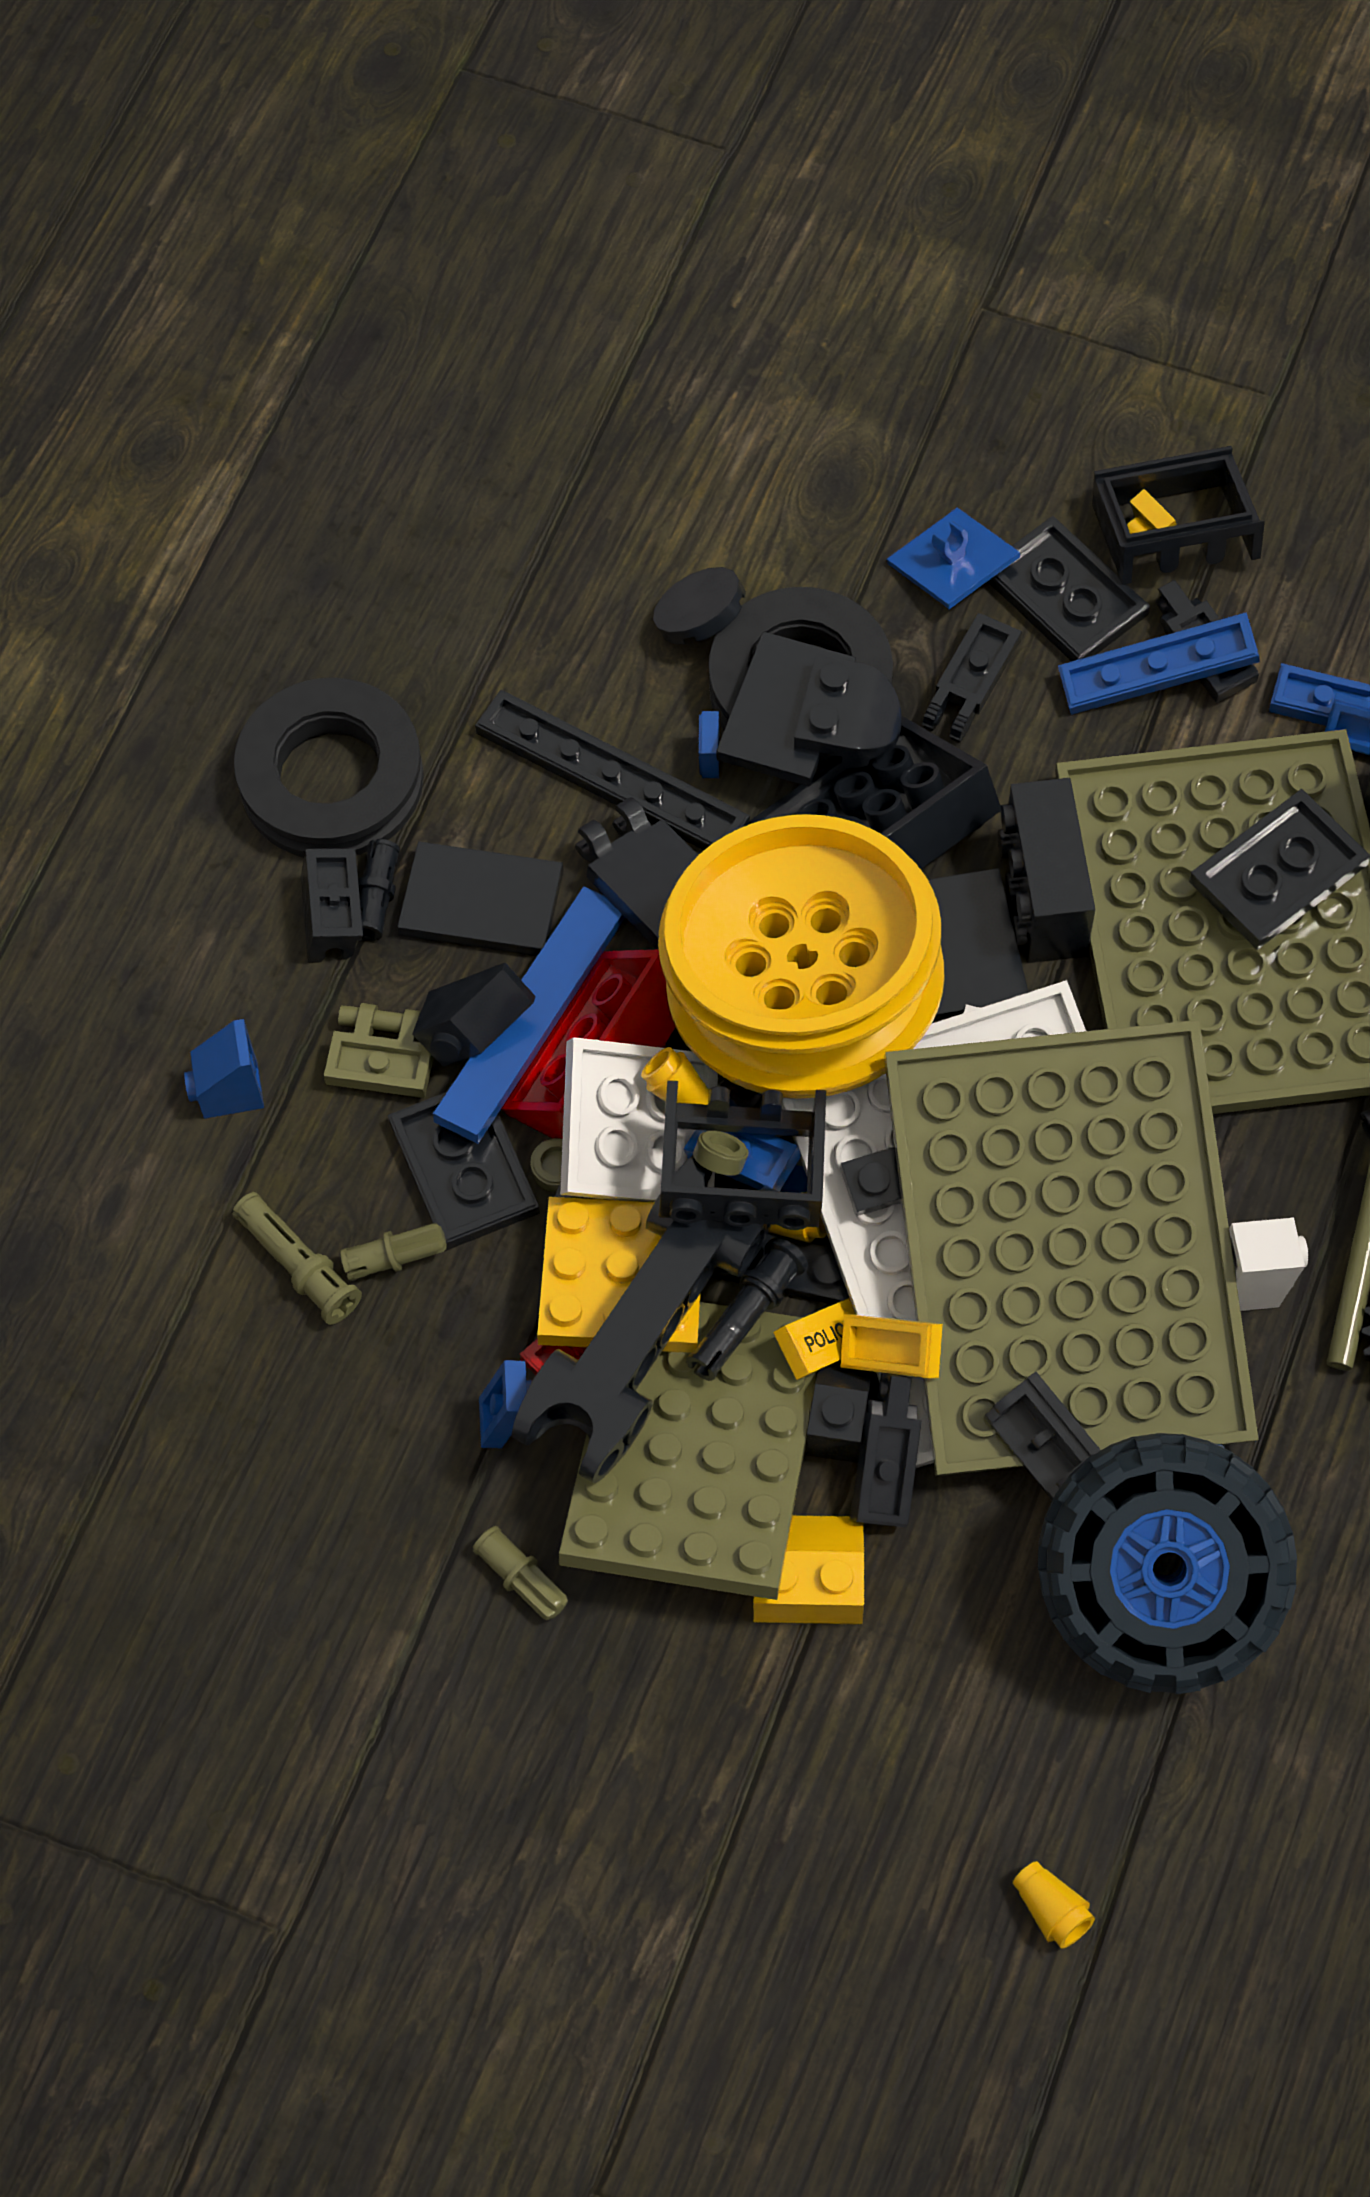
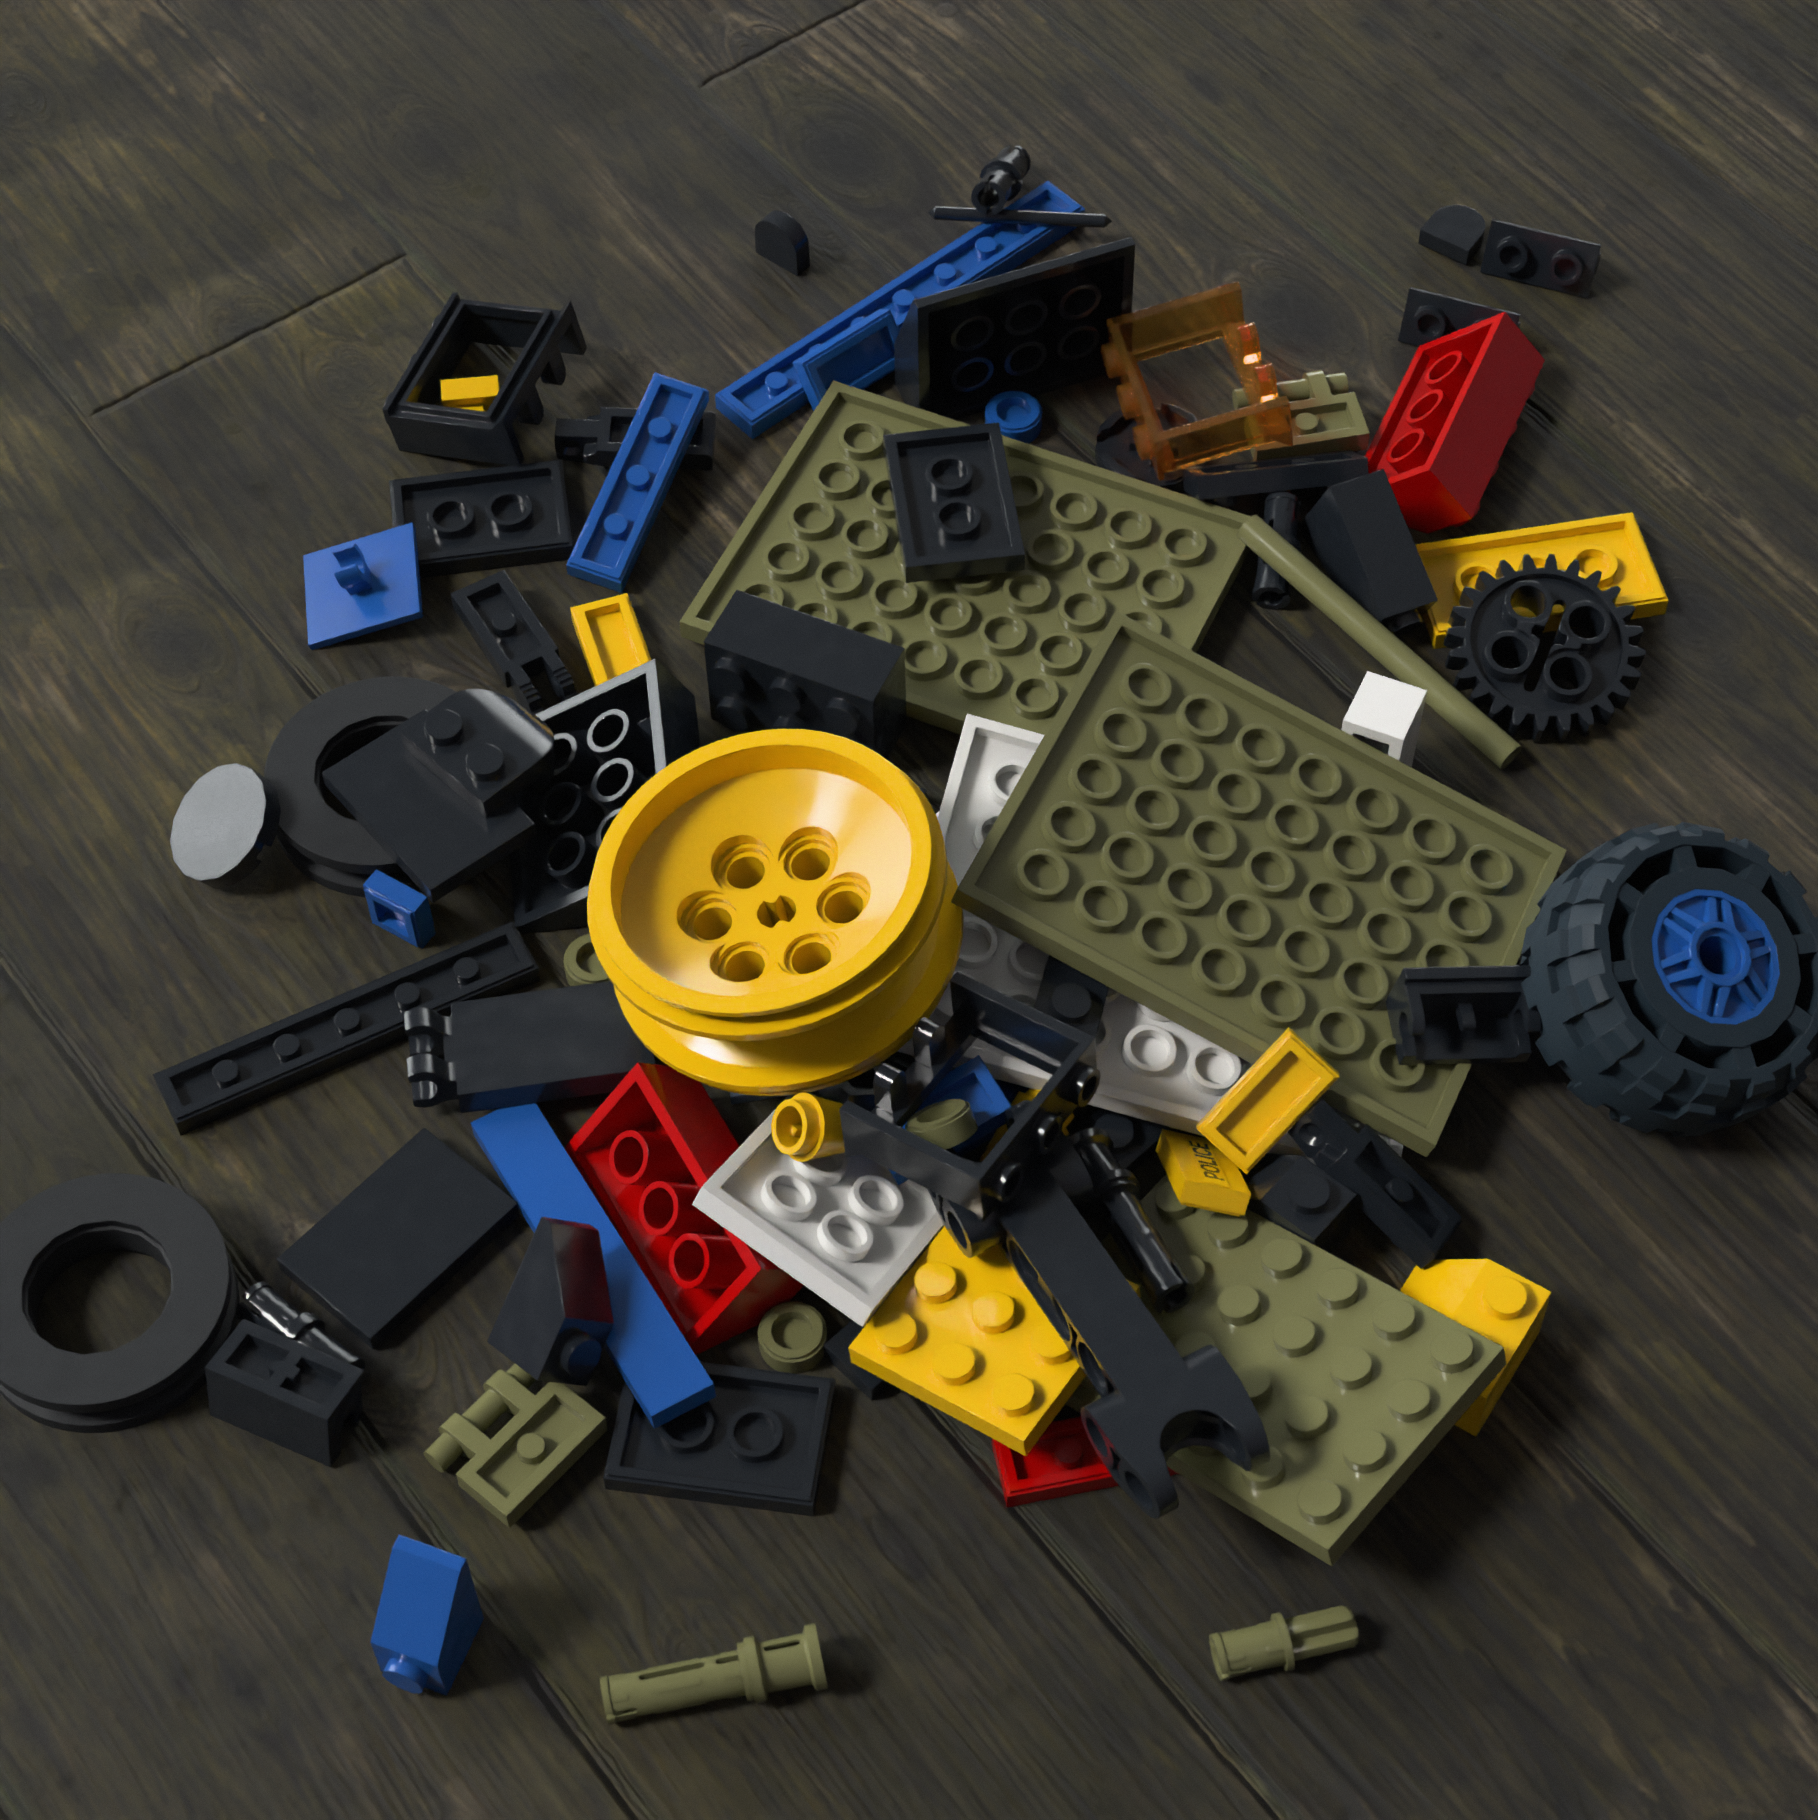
camera: 60 degrees left, 10 degrees down
(393, 1251) = (786, 1563): olive axle -> none
(501, 1403) = (1077, 1532): blue plate -> none
(1016, 738) = (609, 637): none -> yellow tile

